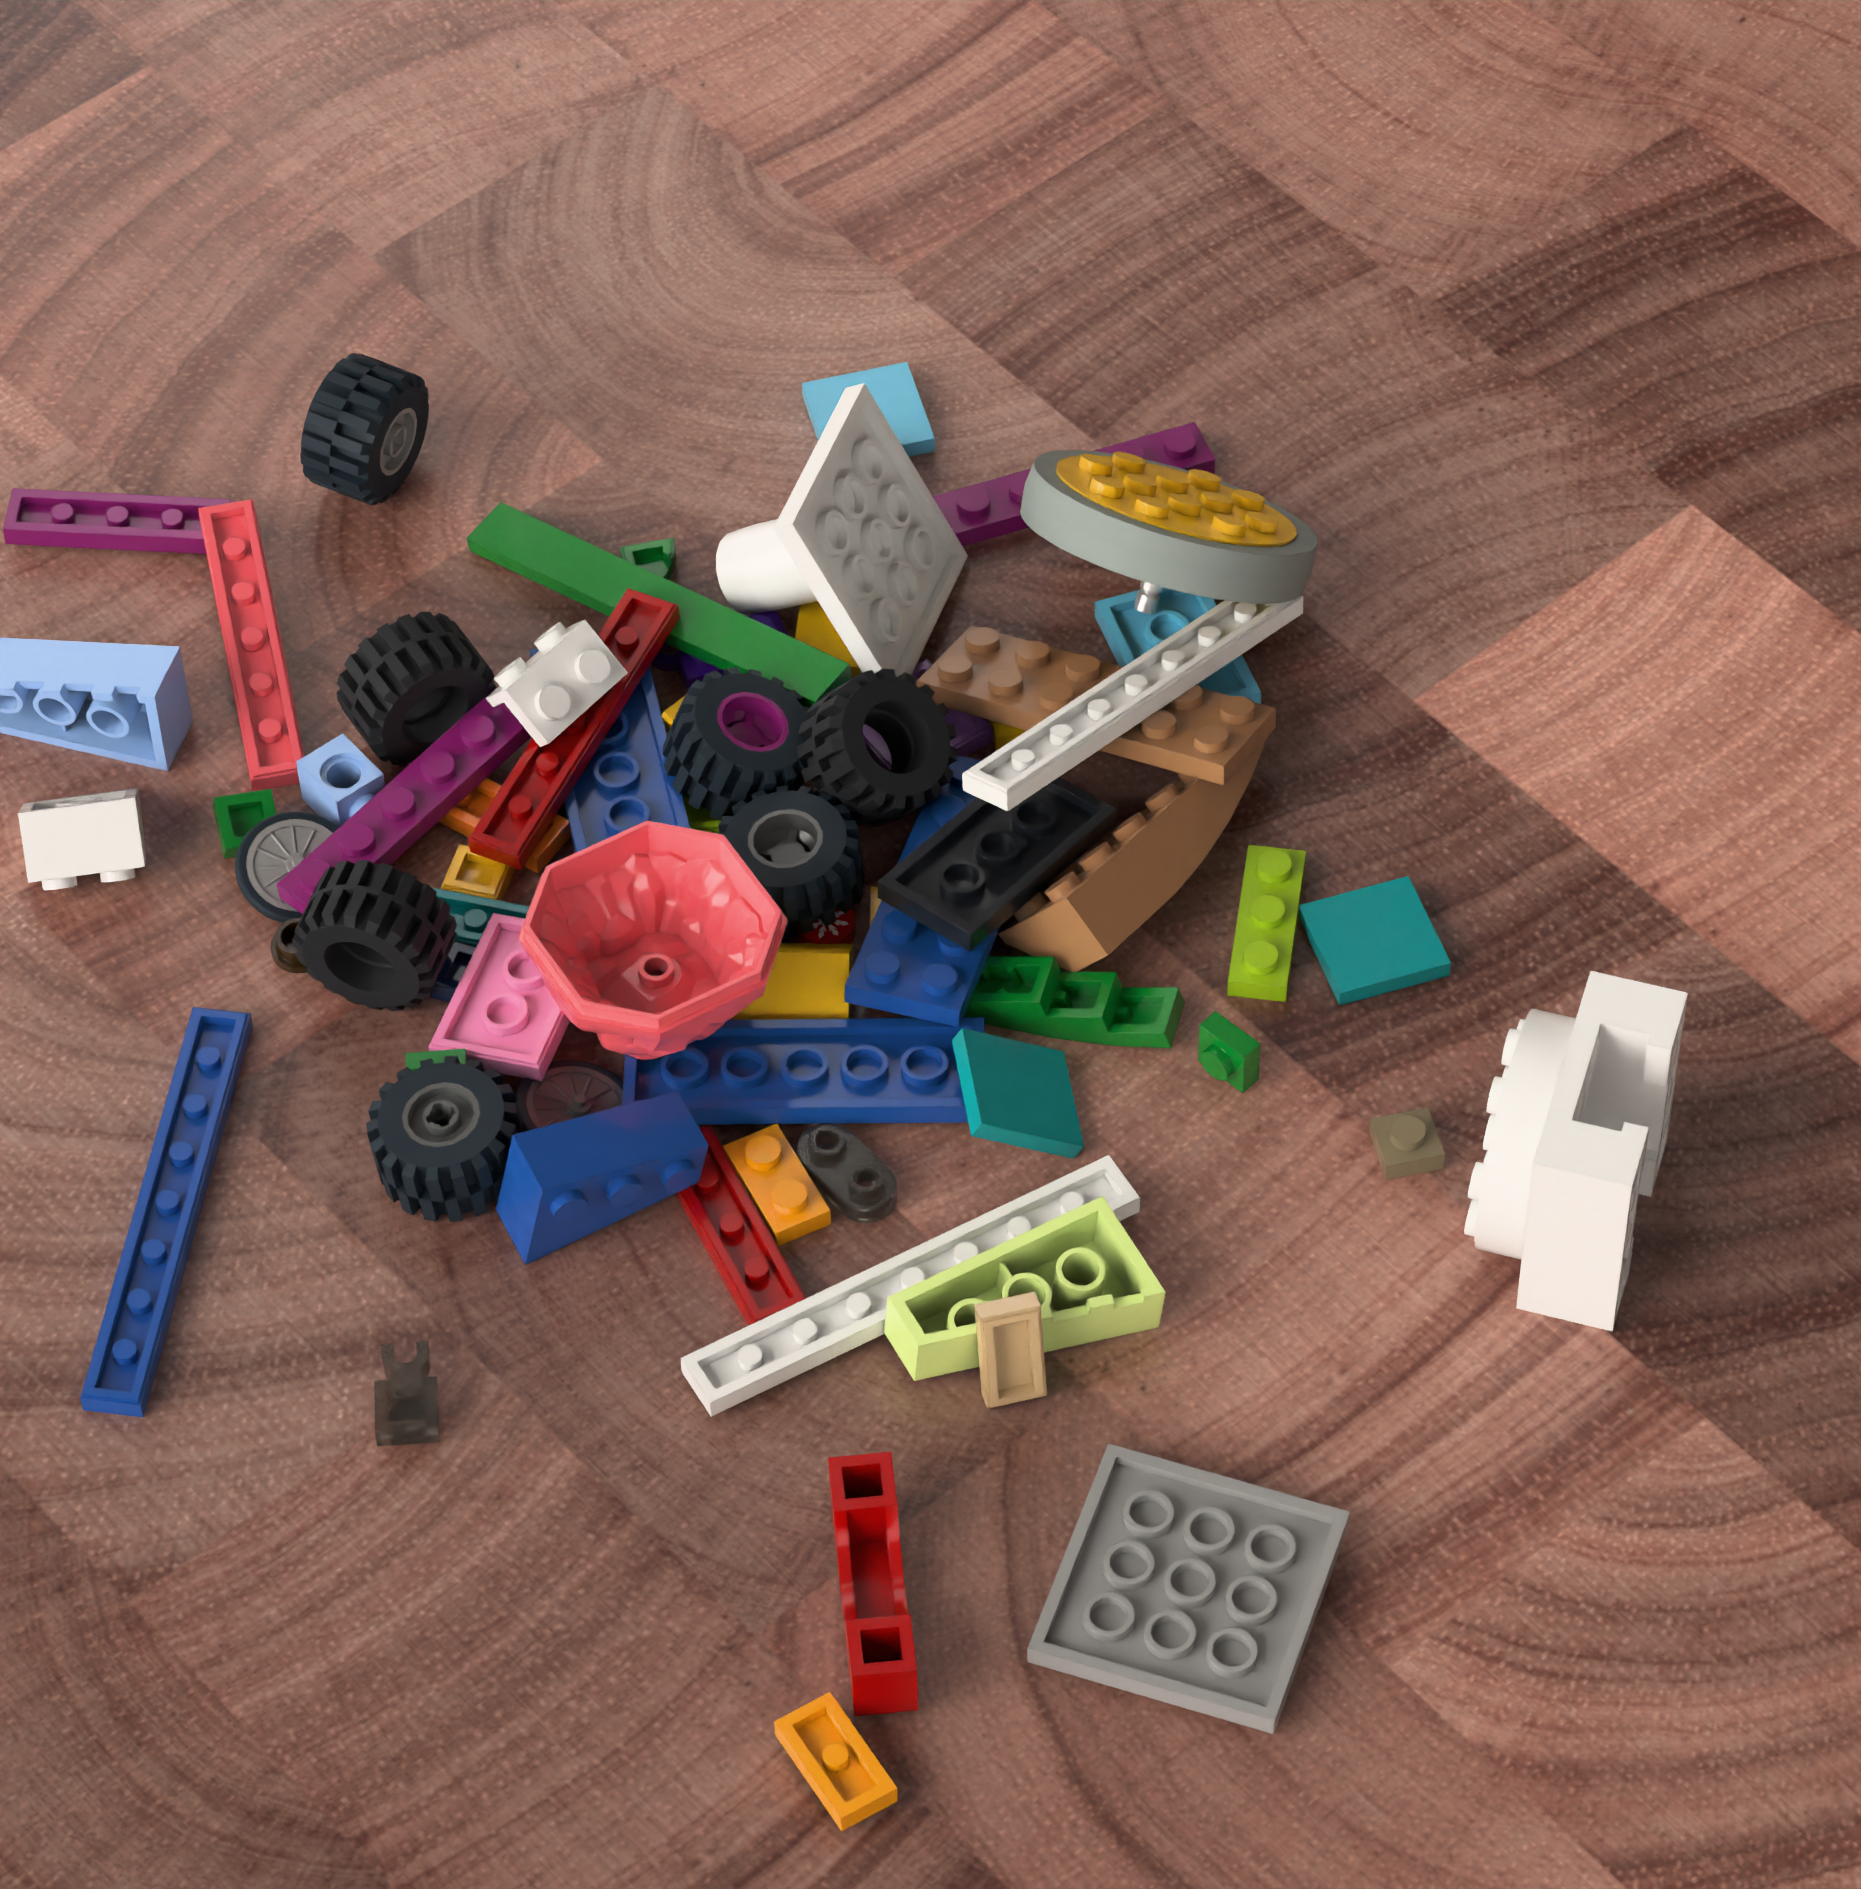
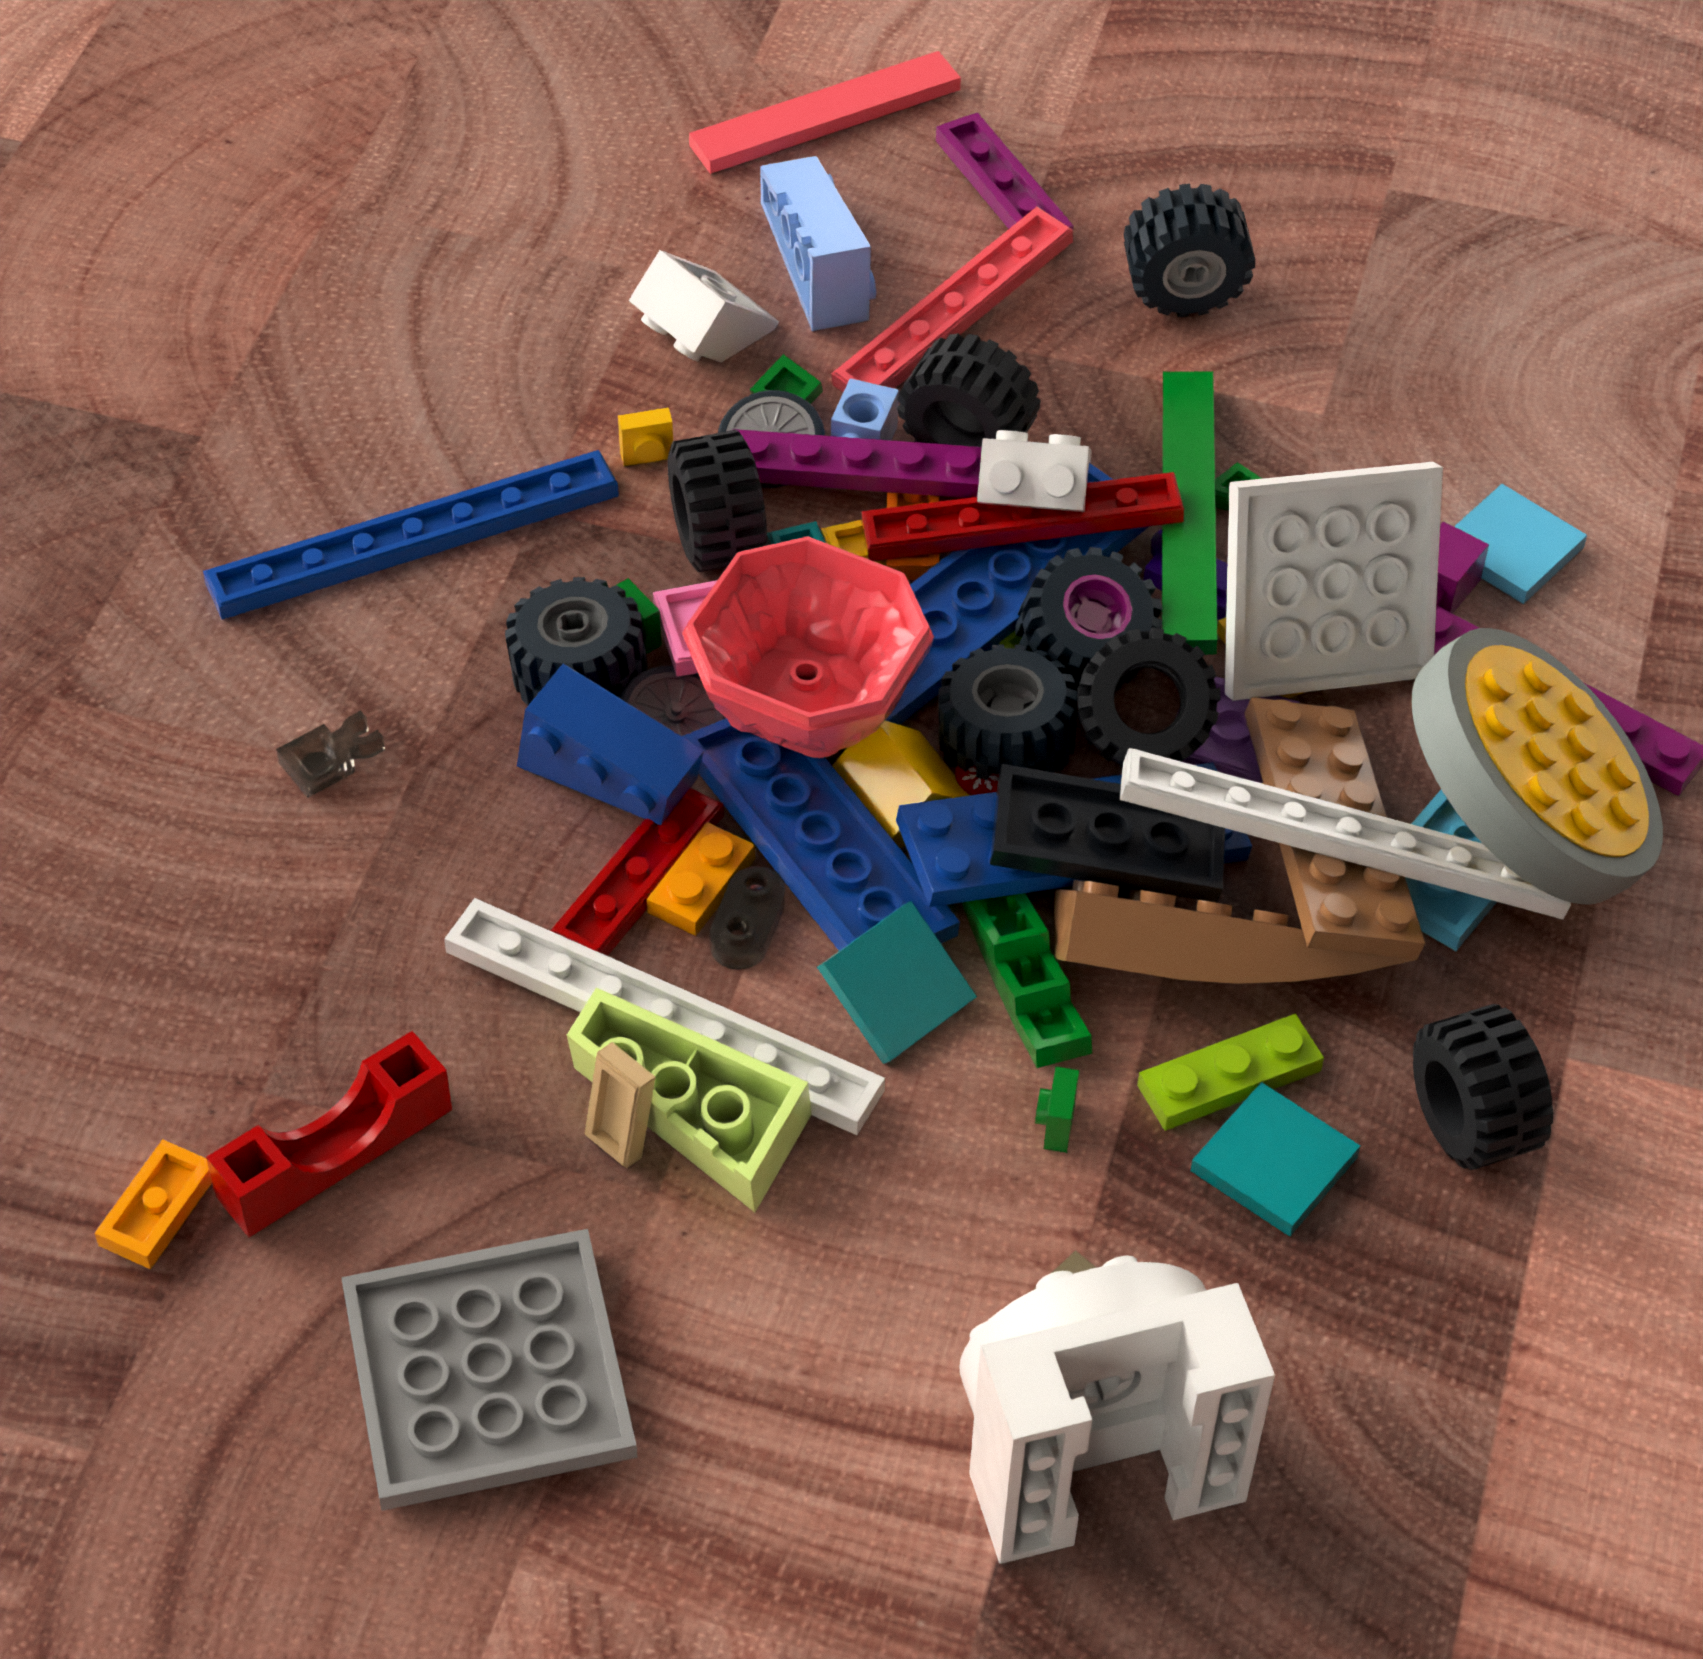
camera: 55 degrees right, 0 degrees up
(216, 960) = (645, 436): none -> yellow plate
(1435, 755) = (1482, 1086): none -> black tyre

